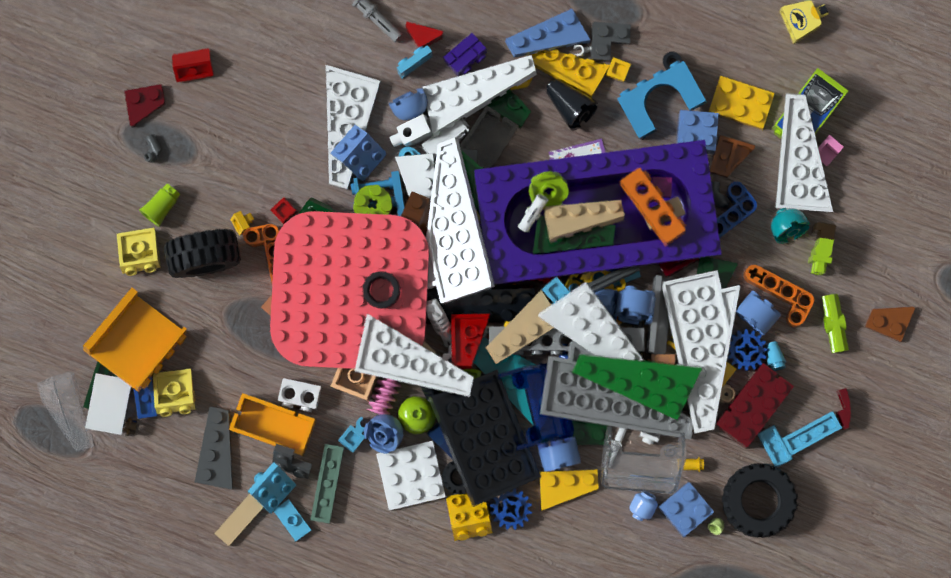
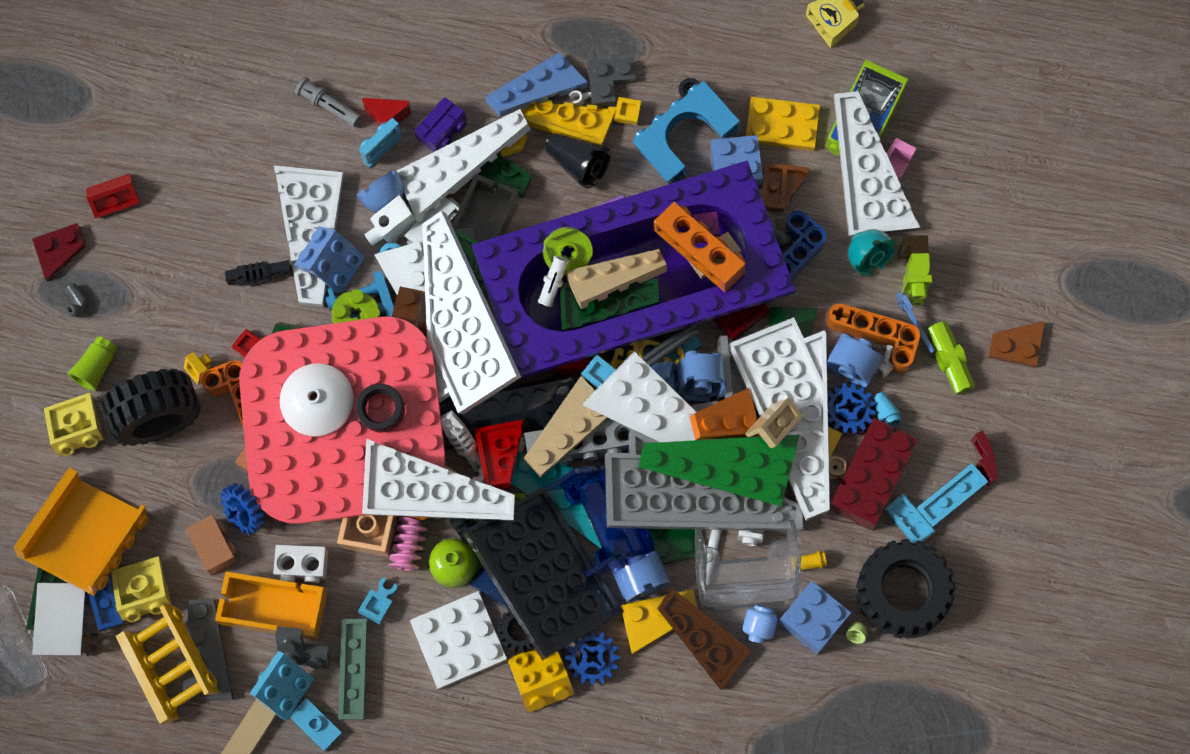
camera: 10 degrees left, 10 degrees down
(173, 467) = (144, 664): none -> yellow fence
(233, 367) = (212, 544): none -> nougat brick
(260, 344) = (241, 508): none -> blue gear
(299, 152) = (257, 272): none -> black hinge
(346, 276) = (324, 413): none -> white dish
(384, 433) = (414, 591): medium blue cylinder -> none
(599, 510) = (708, 642): none -> reddish brown wing
(649, 344) = (725, 418): none -> orange wing
(685, 355) = (776, 422): none -> tan panel
(782, 321) = (885, 366): none -> white hand
(809, 280) = (905, 304): none -> medium blue piece

